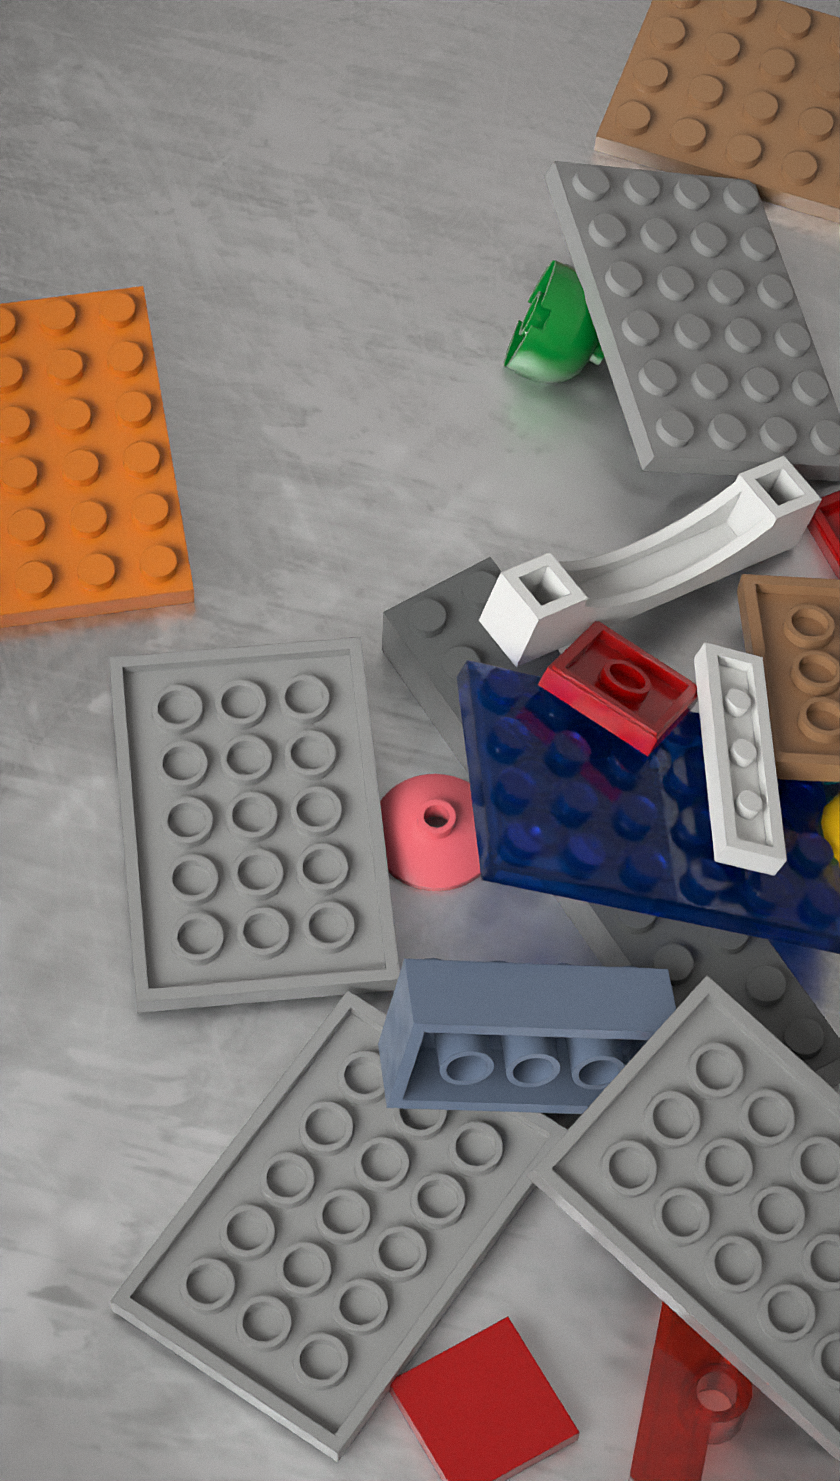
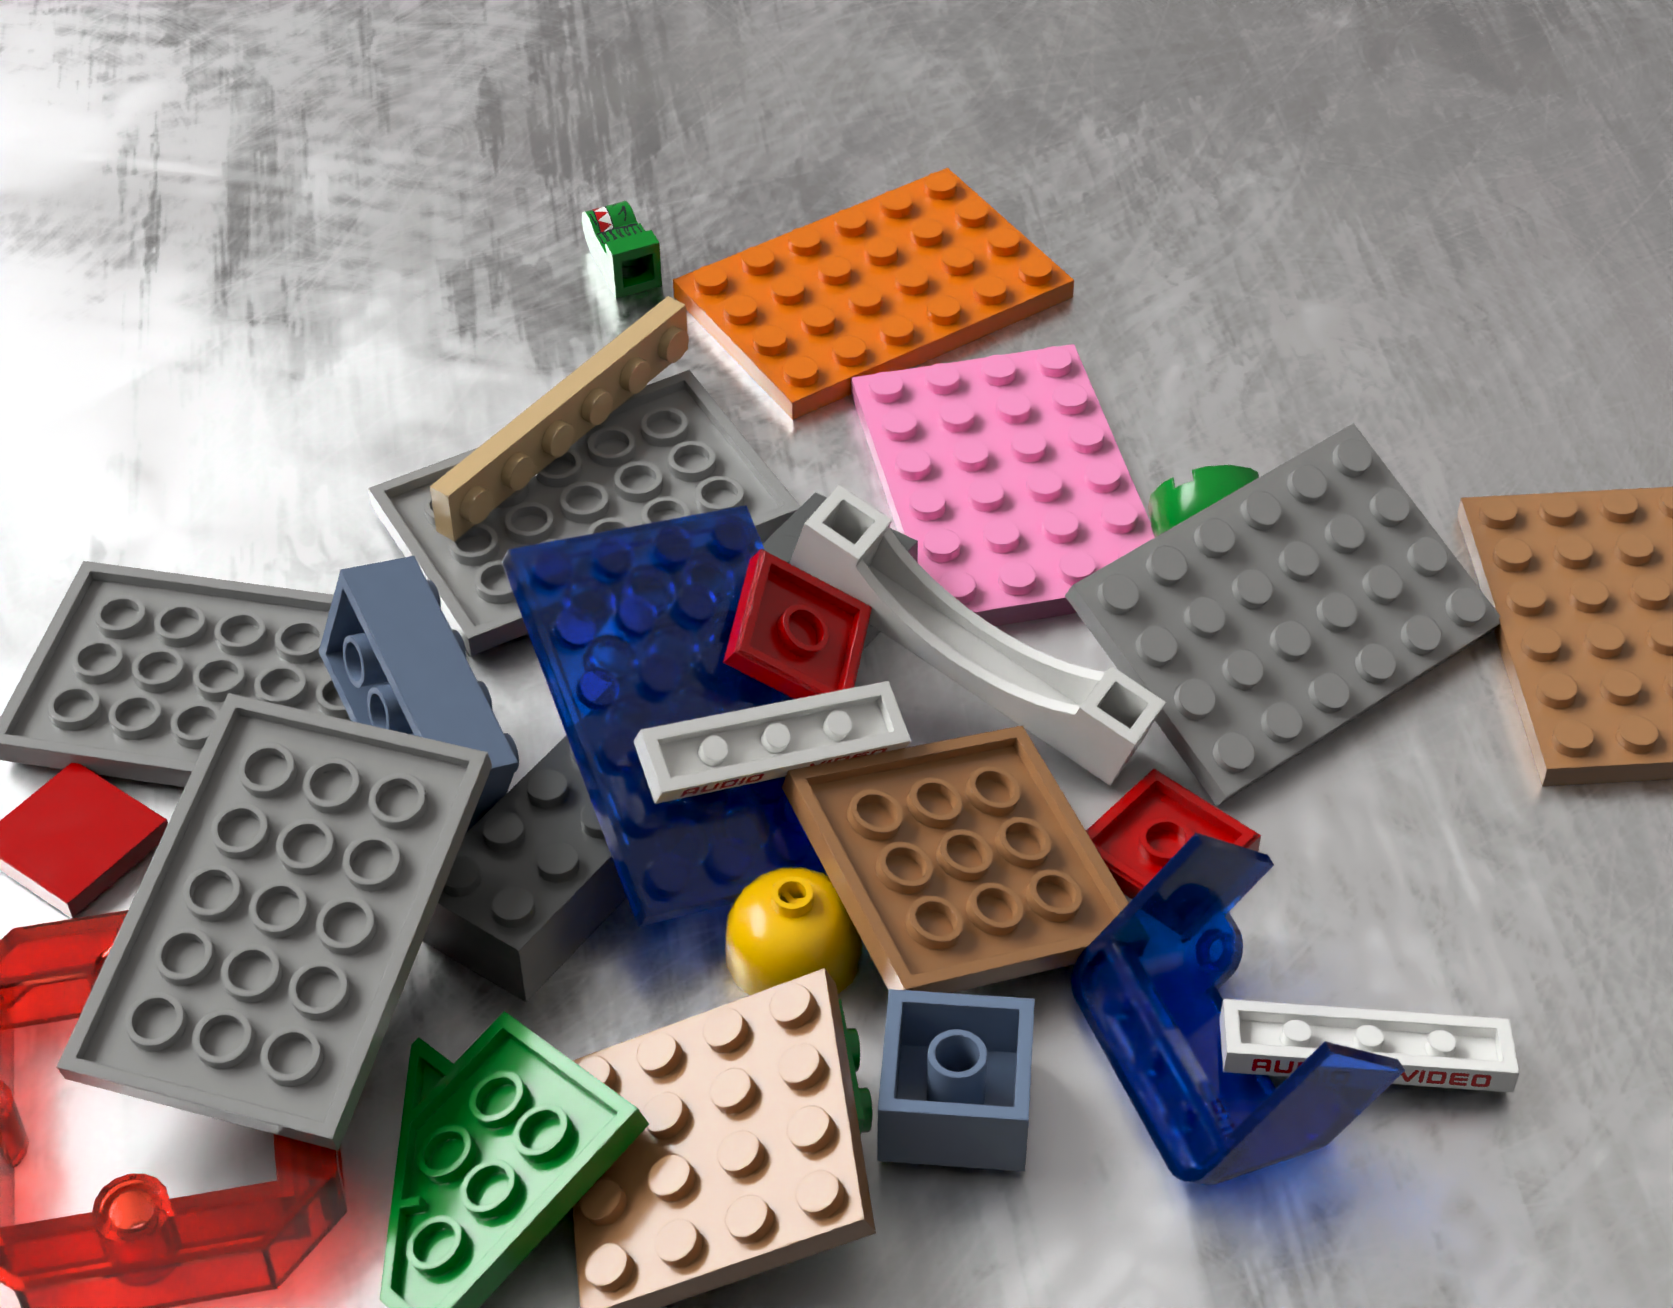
camera: 70 degrees right, 15 degrees down
(168, 804) = (559, 419): none -> tan plate
(384, 460) = (1003, 477): none -> bright pink plate

